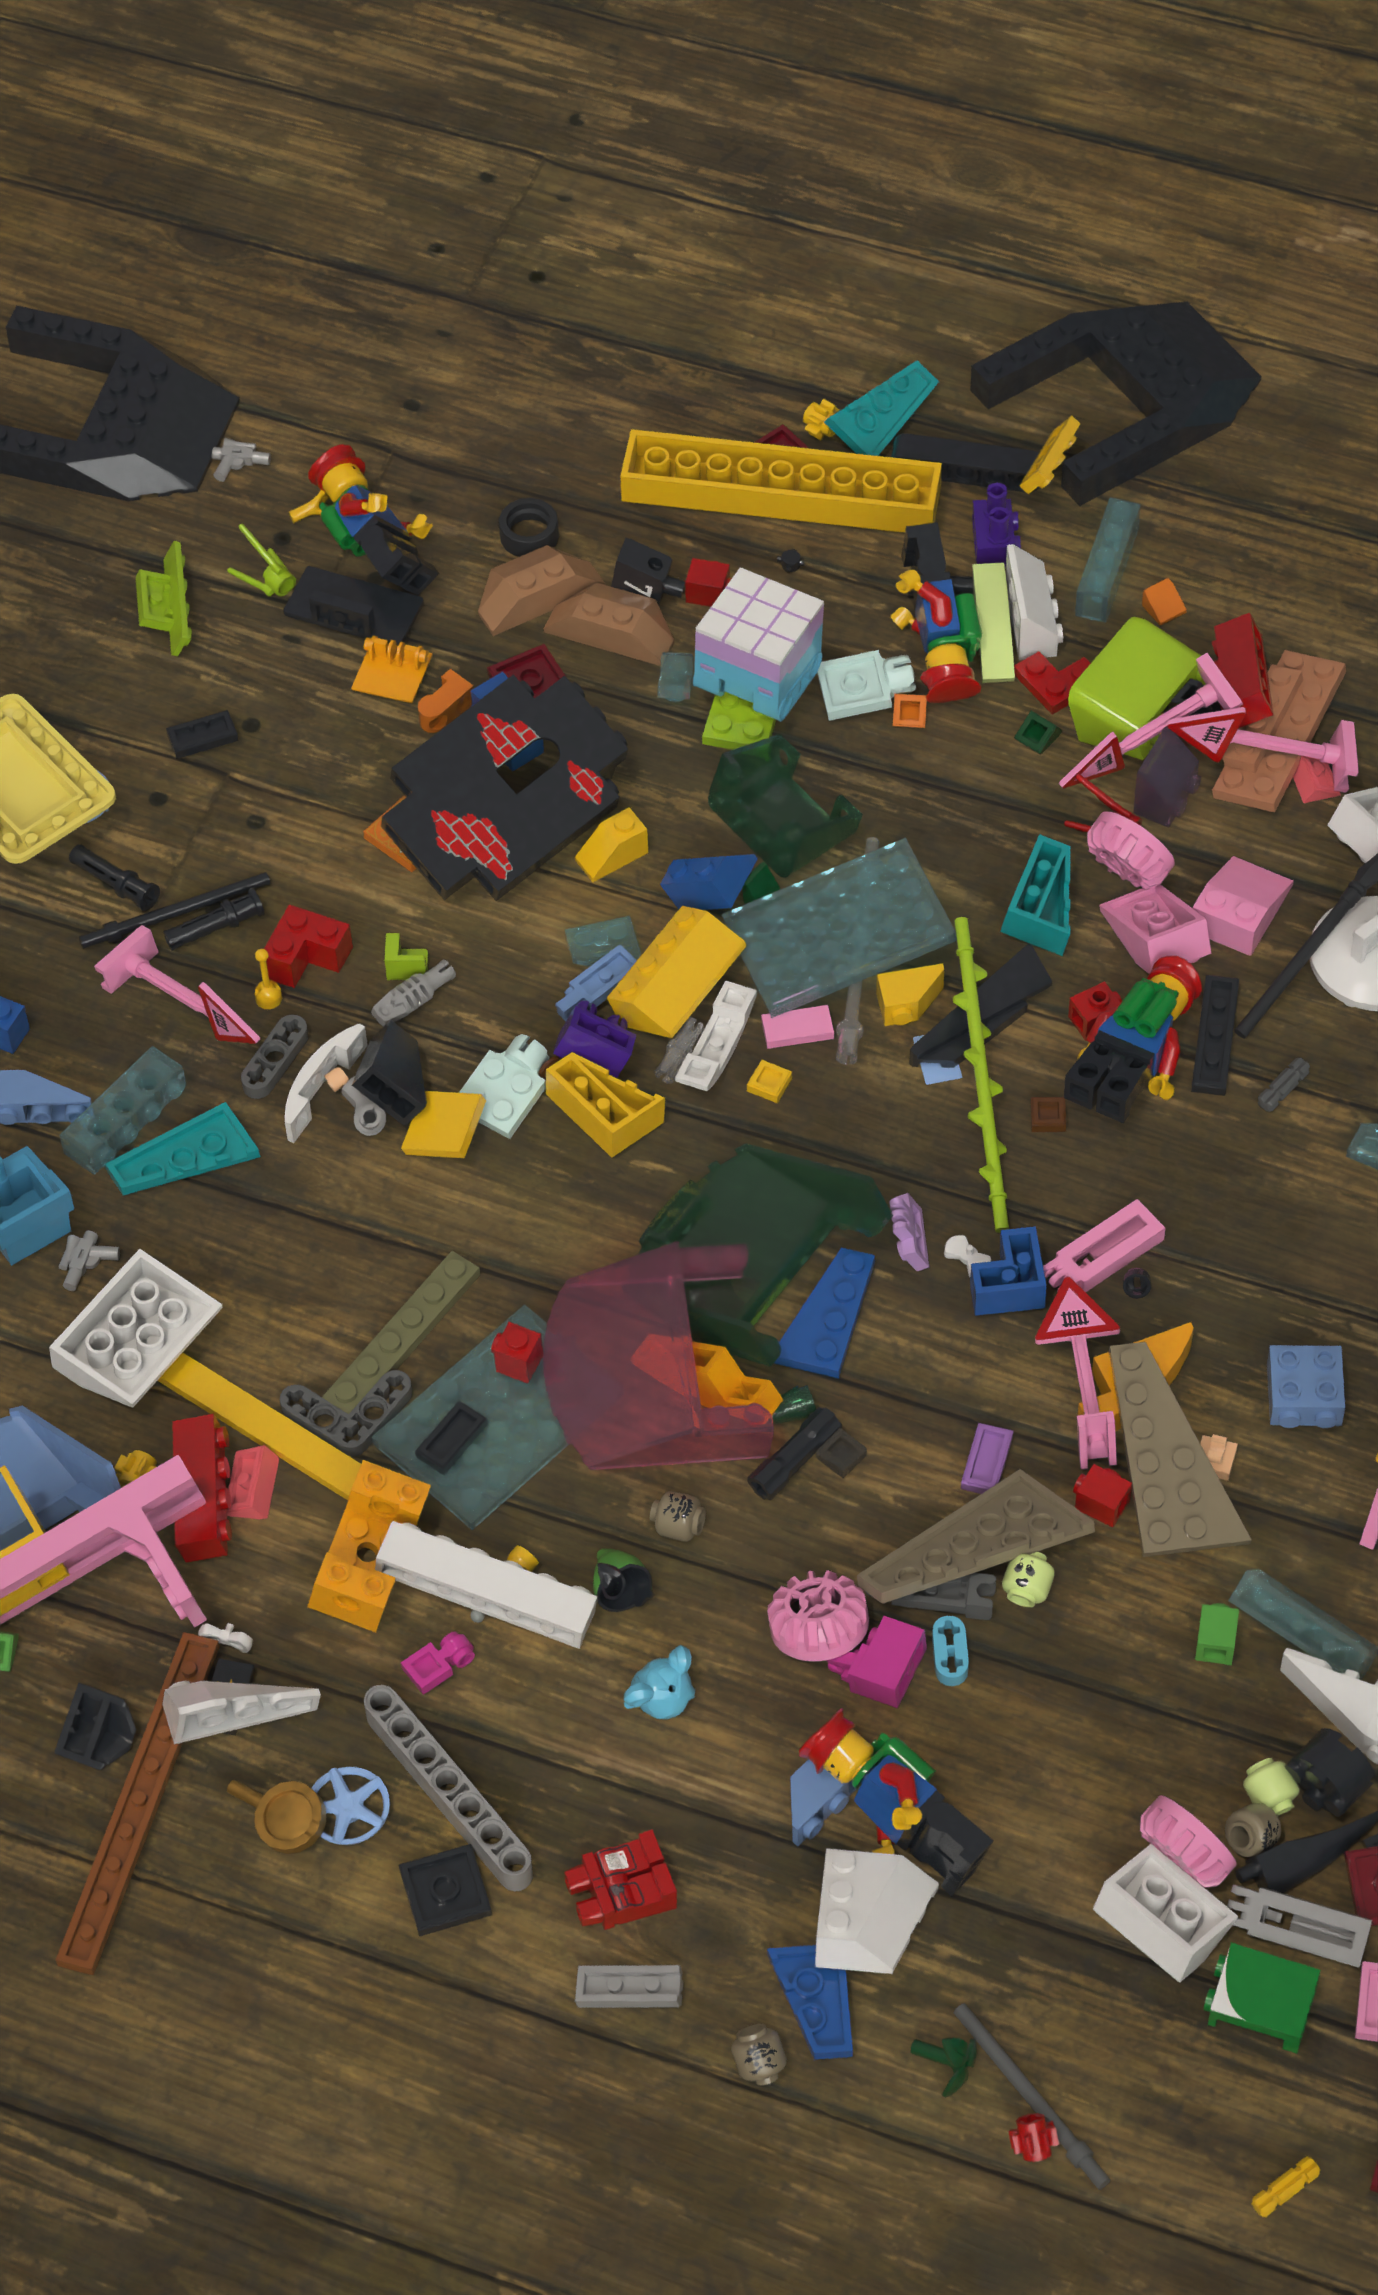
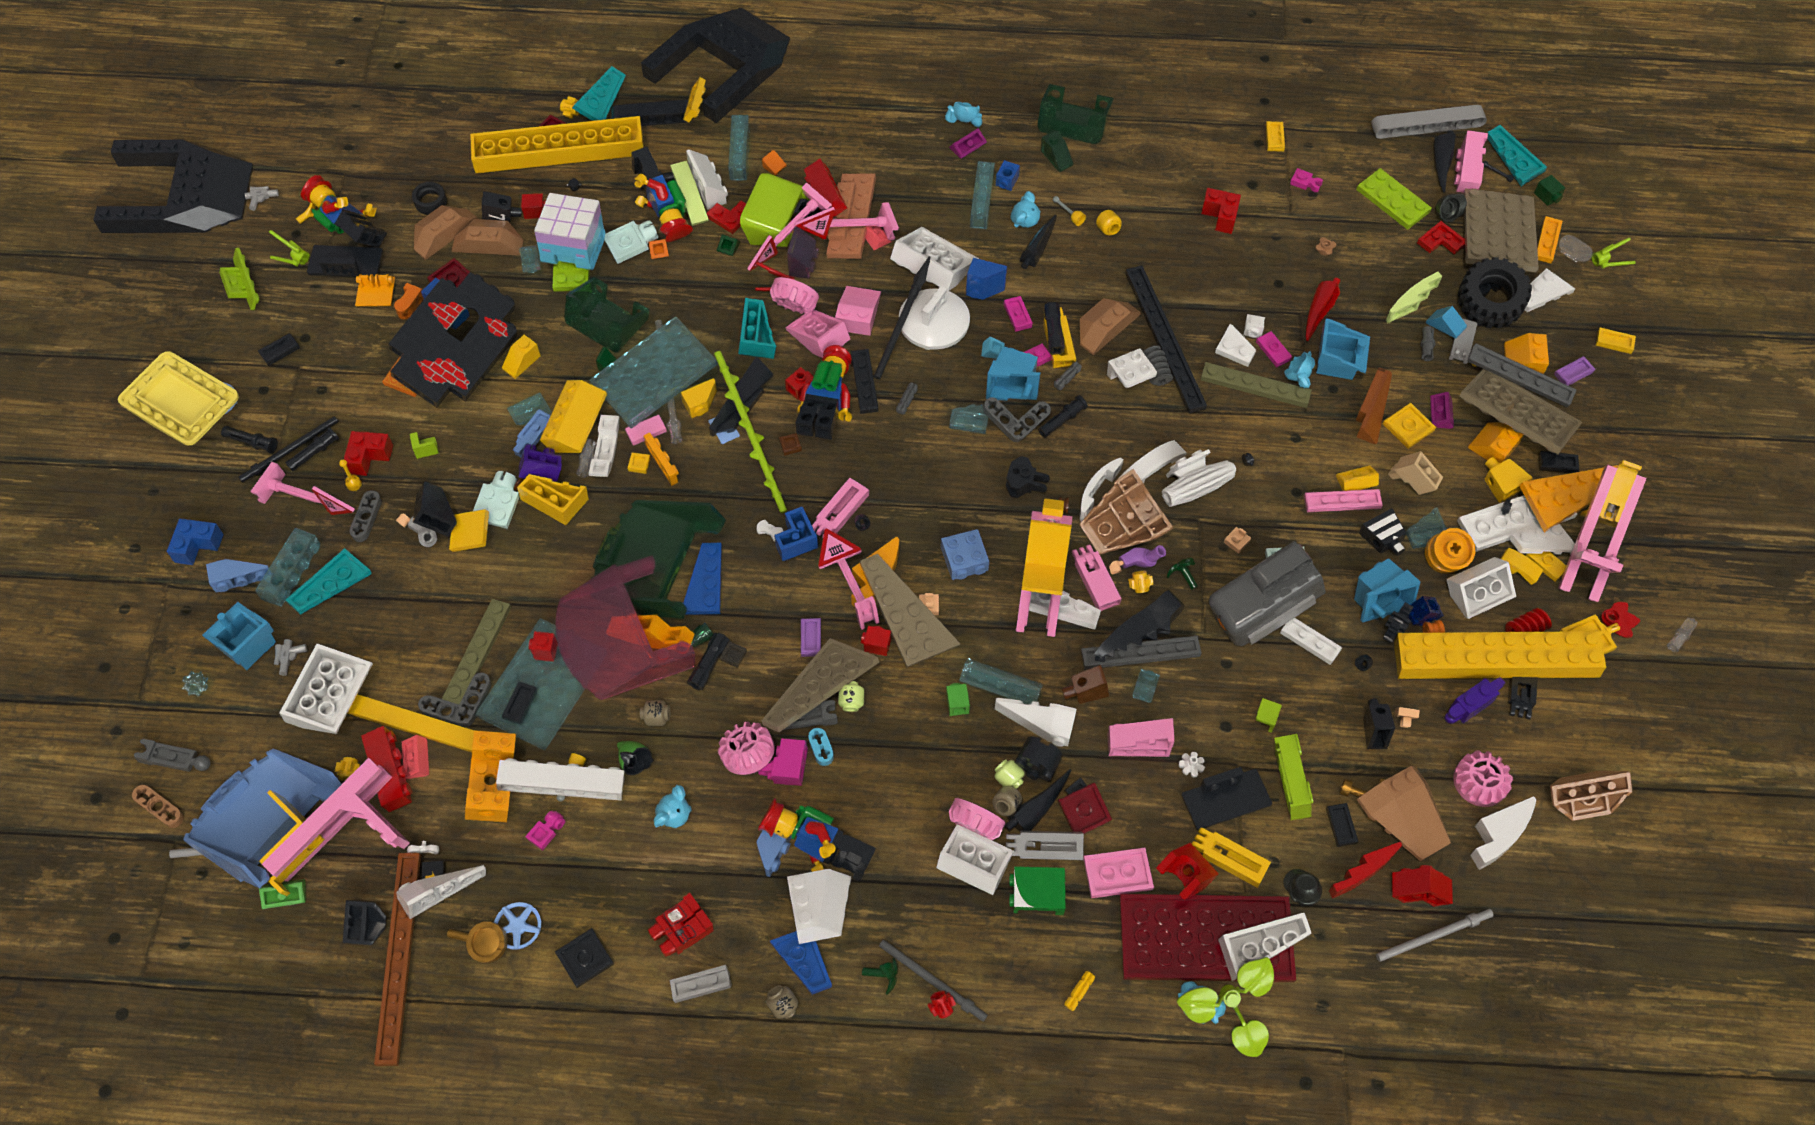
camera: 20 degrees left, 5 degrees up
(339, 1050) = (400, 504): white slope -> none
(412, 993) = (432, 463): light grey hinge -> none
(450, 1802) = (577, 906): light grey beam -> none
(707, 881) = (576, 364): blue slope -> none
(811, 1083) = (661, 458): none -> light orange plate
(909, 1228) = (736, 525): lavender hinge -> none
(994, 526) = (675, 143): dark purple brick -> none

